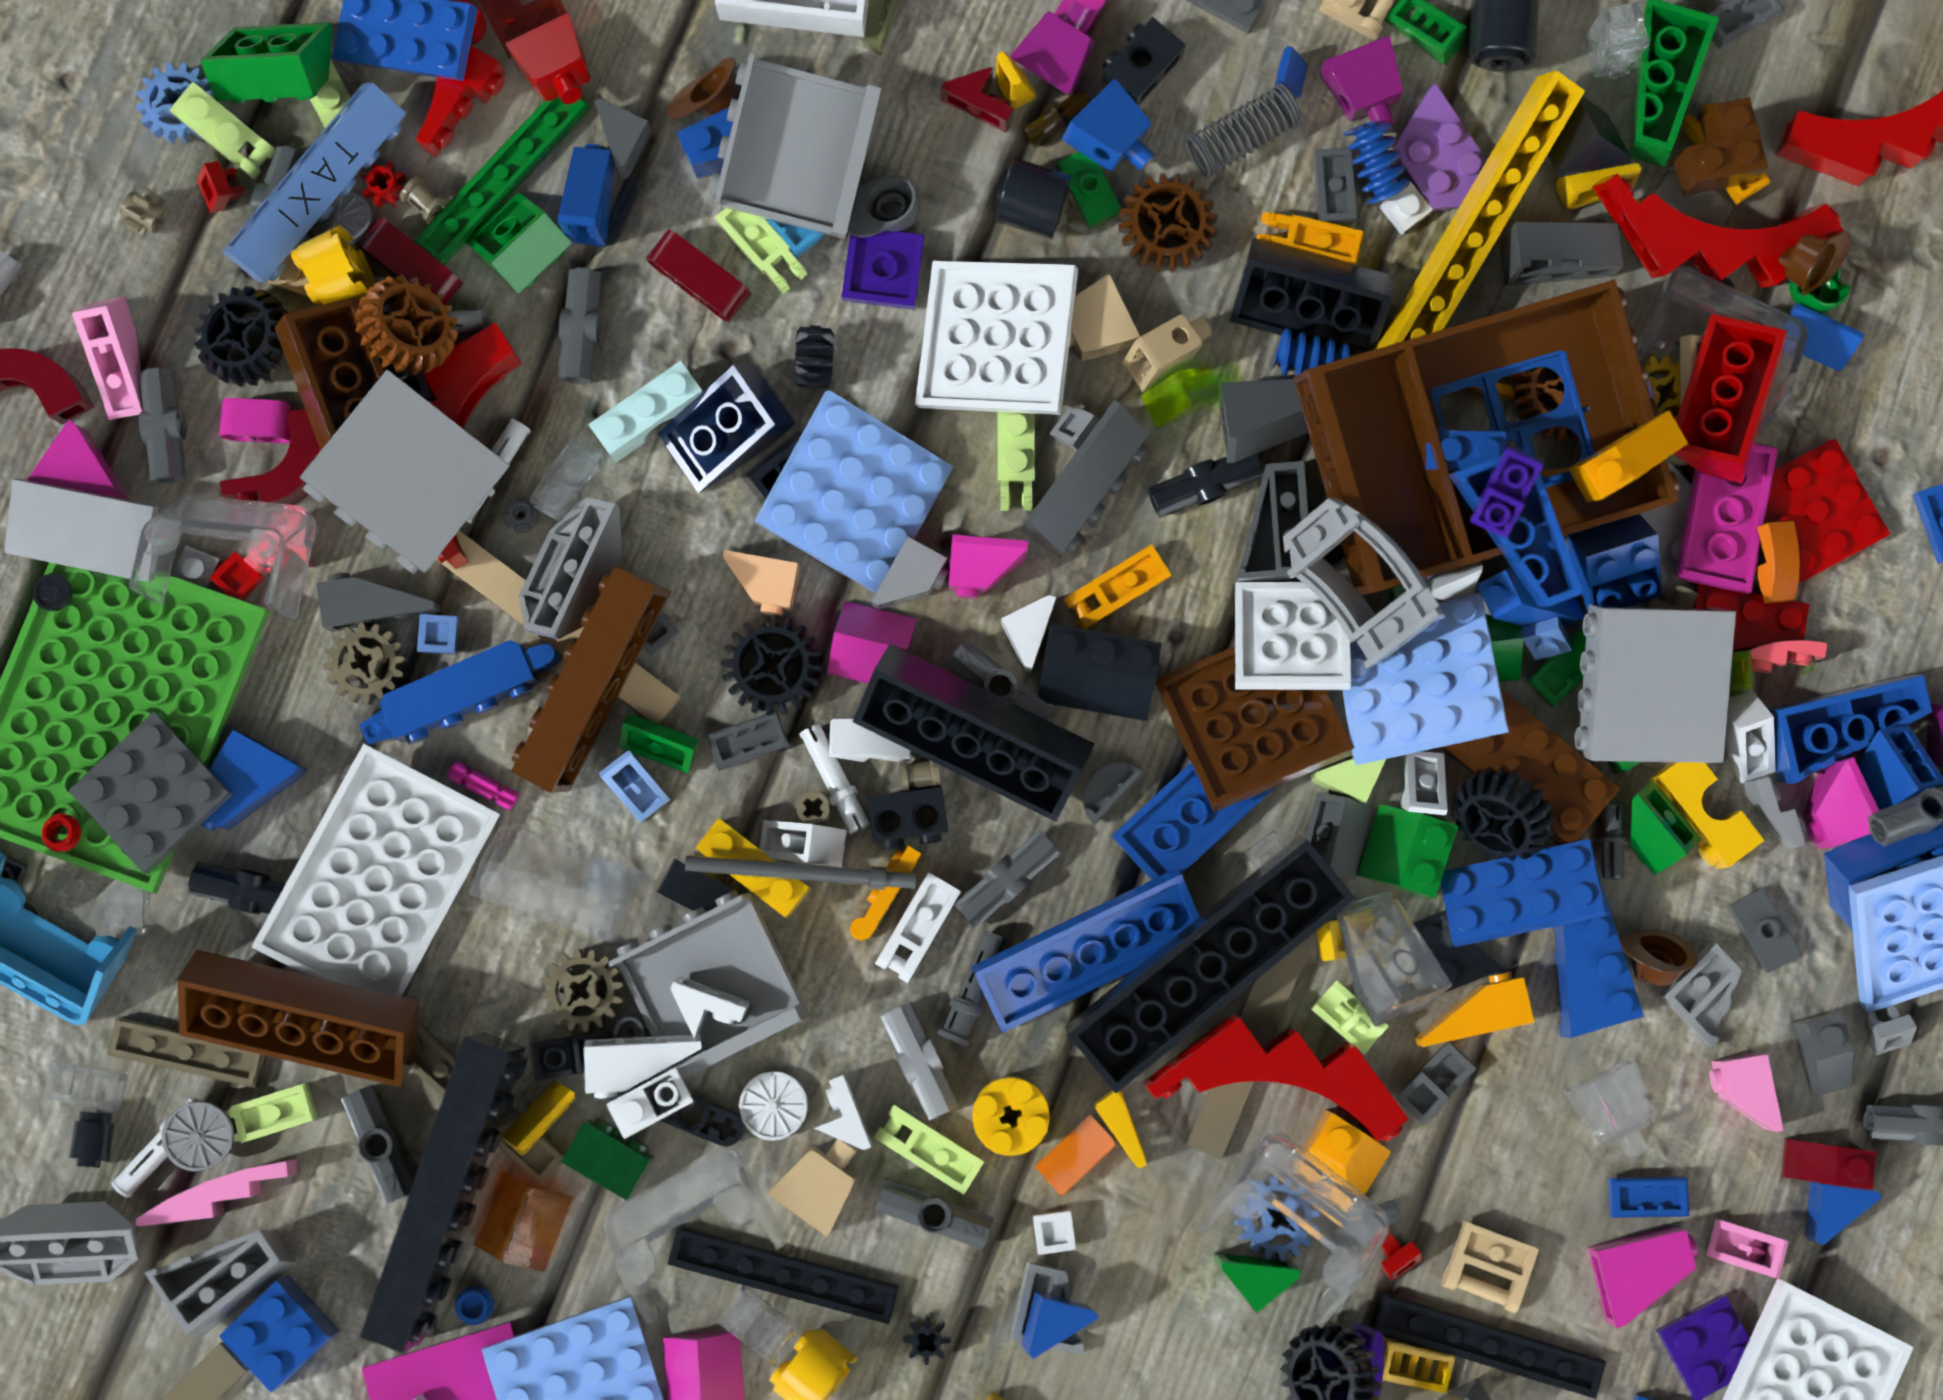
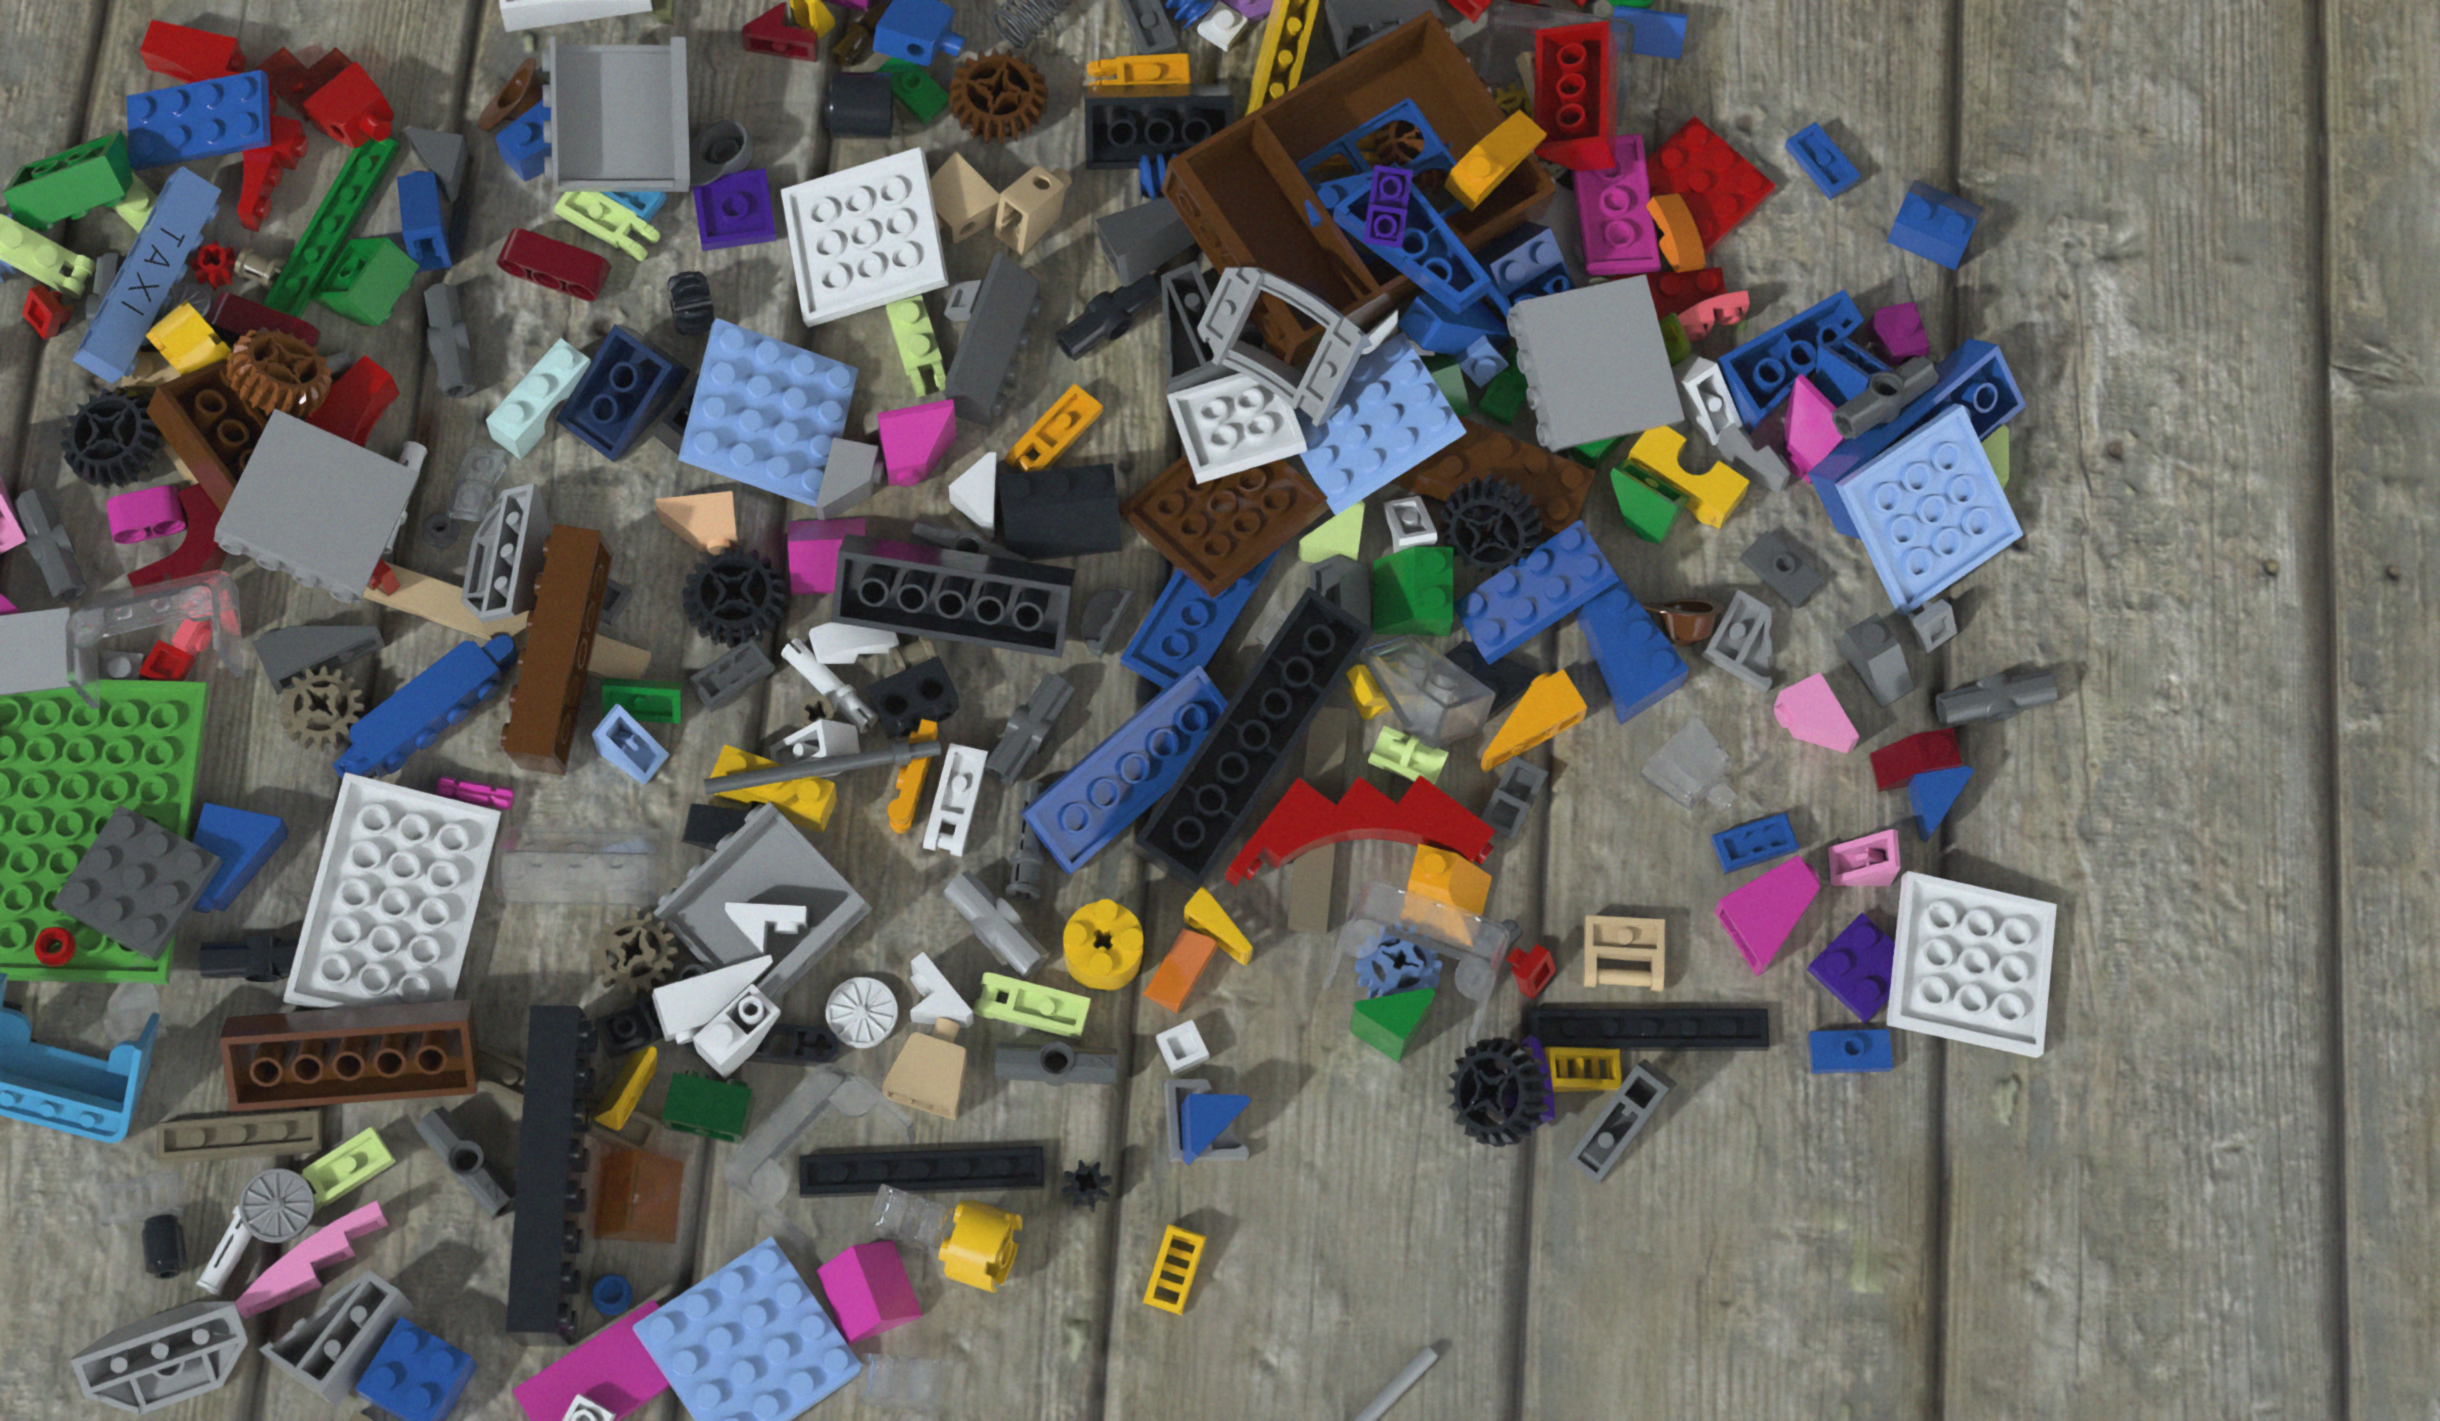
camera: 20 degrees left, 15 degrees down
(438, 634) = (388, 662): medium blue plate -> none
(1180, 396) = (1059, 246): clear neon green slope -> none
(1612, 842) = (1608, 528): dark grey axle -> none

